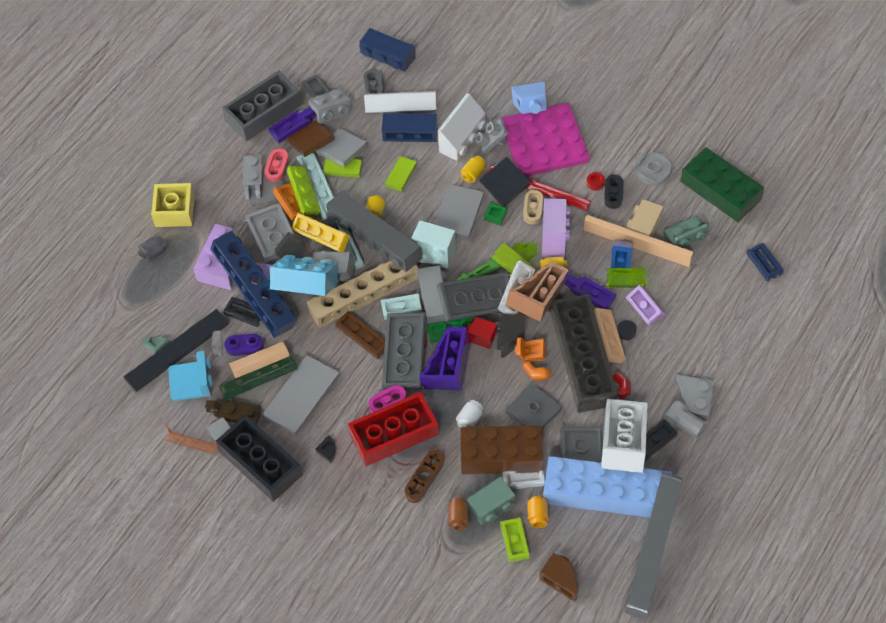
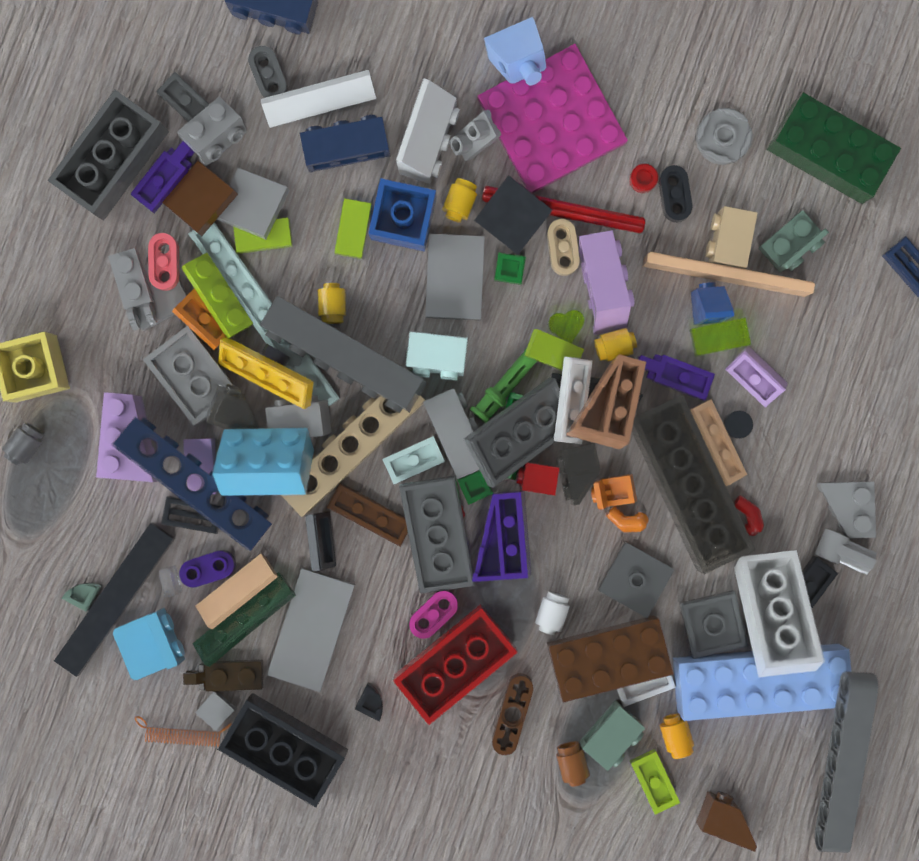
camera: 20 degrees left, 30 degrees up
(325, 340) = (320, 541): none -> black tile
(434, 168) = (402, 214): none -> blue brick

